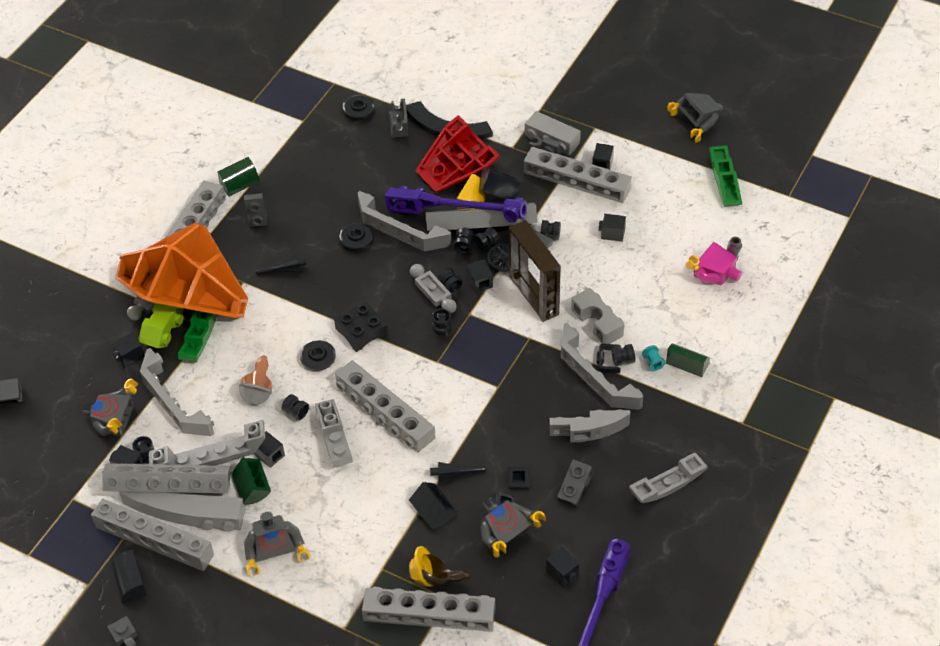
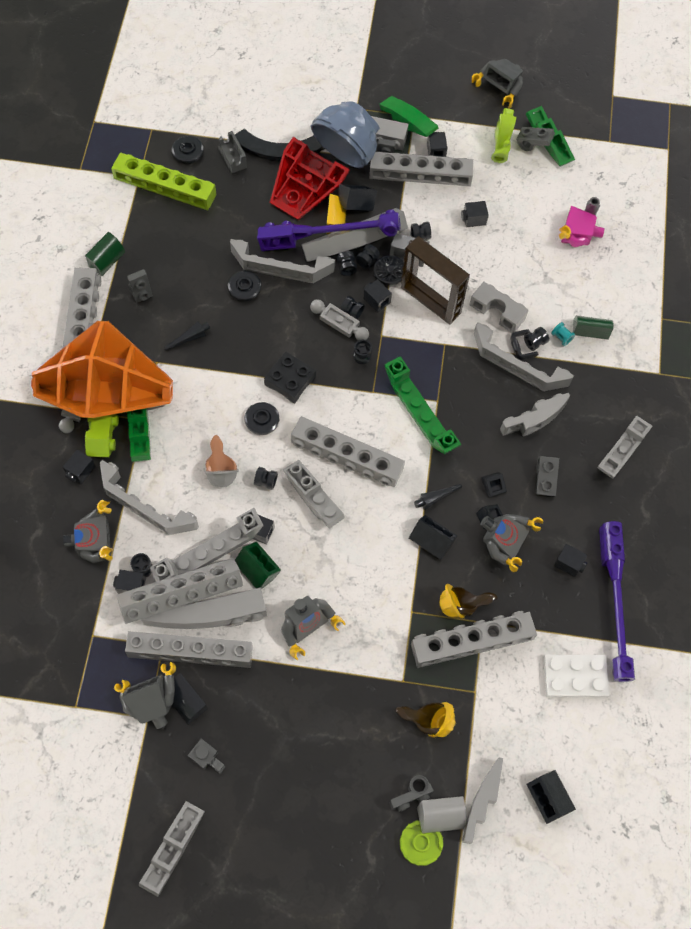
camera: 25 degrees left, 15 degrees up
(96, 562) = (149, 698): none -> dark grey torso
(323, 128) = (164, 181): none -> lime brick
(473, 382) = (418, 408): none -> green slope
(510, 121) = (347, 133): none -> sand blue rock
(583, 121) = (405, 113): none -> green slope
(675, 162) = (503, 135): none -> lime hips
(702, 171) = (534, 136): none -> dark grey plate

